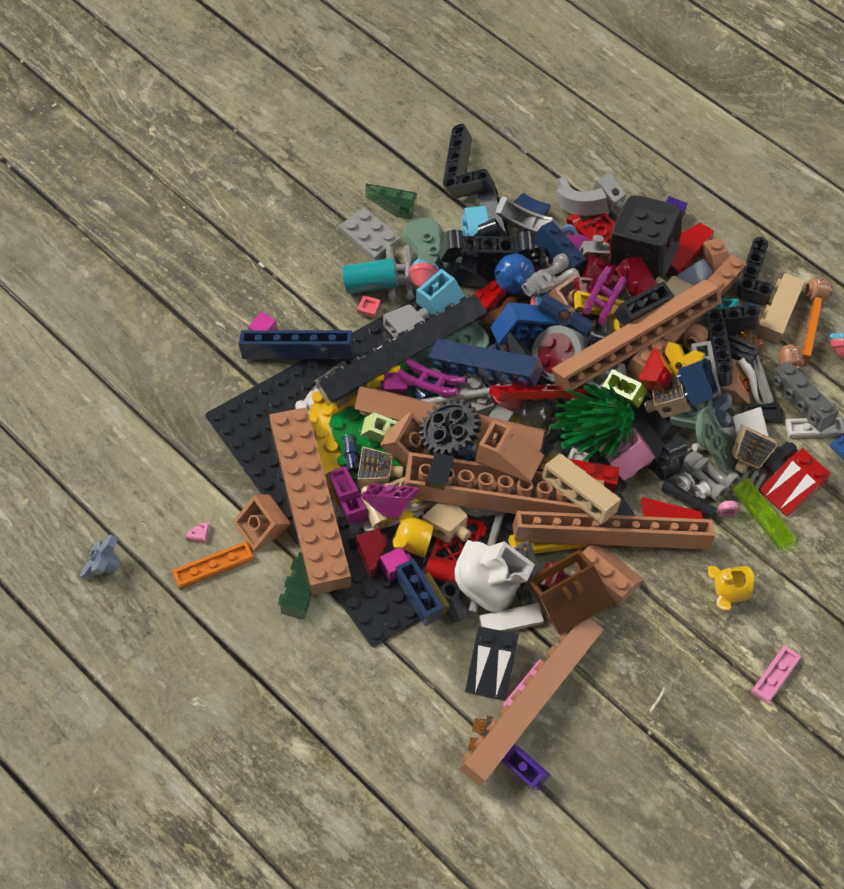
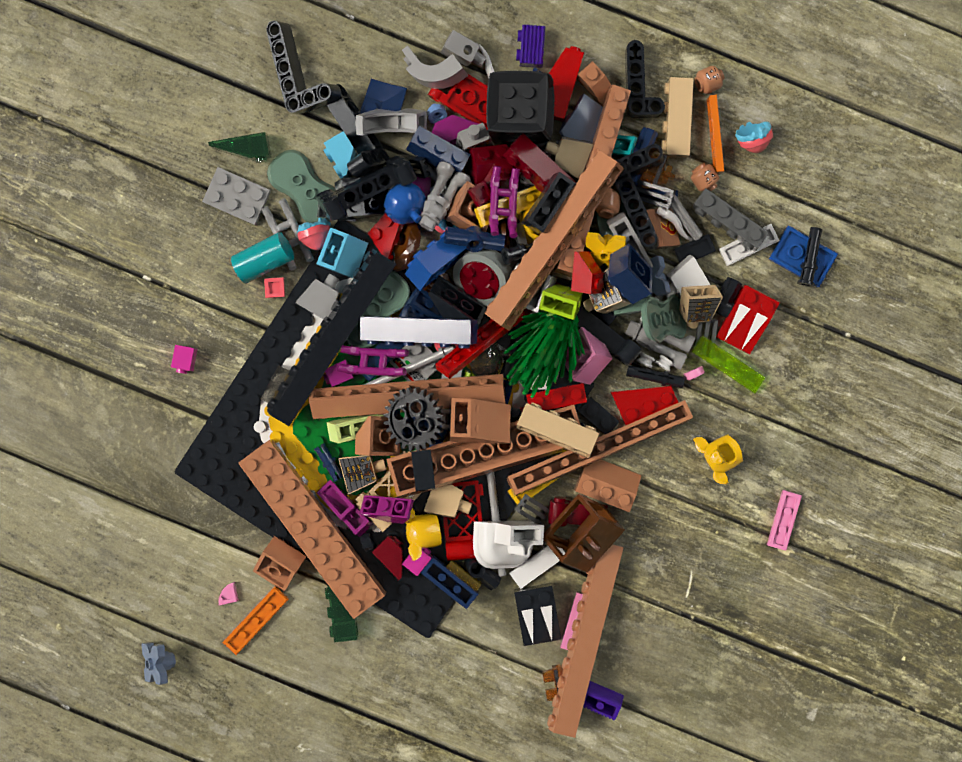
camera: 20 degrees left, 30 degrees up
(296, 344) = (226, 369): dark blue brick -> none

